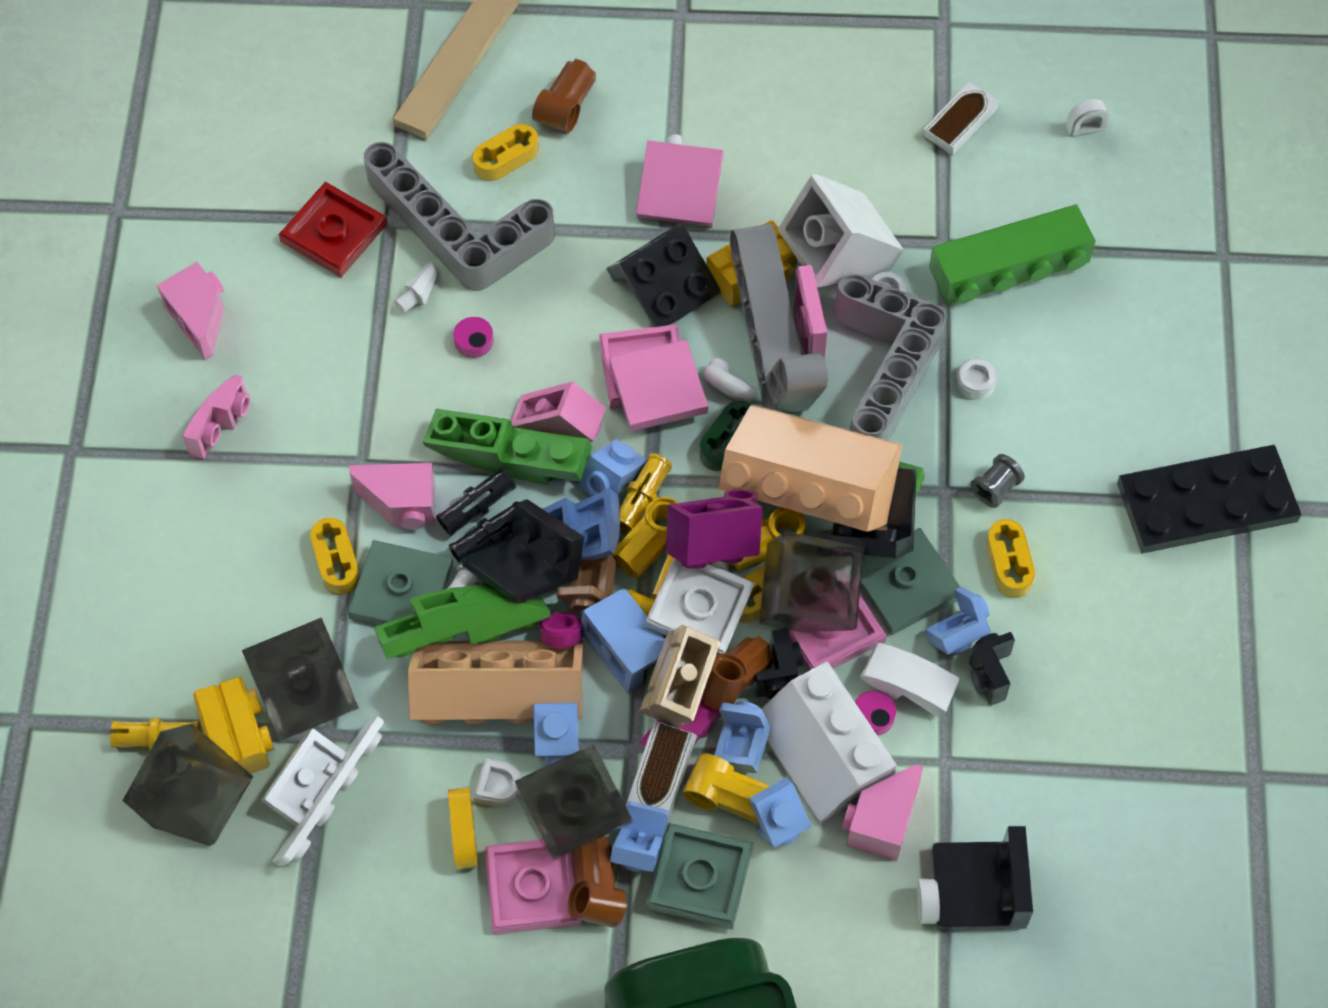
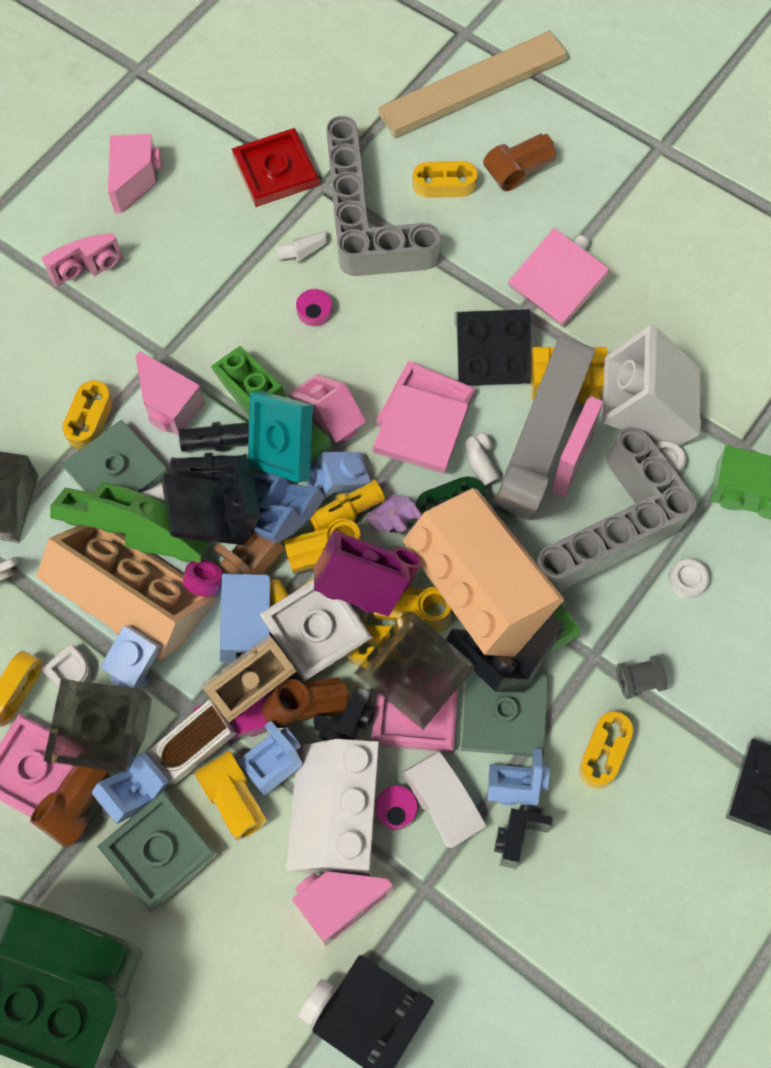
camera: 35 degrees right, 5 degrees up
(545, 461) = (280, 436): none -> teal tile
(691, 471) = (393, 514): none -> lavender plate
(779, 813) = (248, 844): light blue bracket -> none

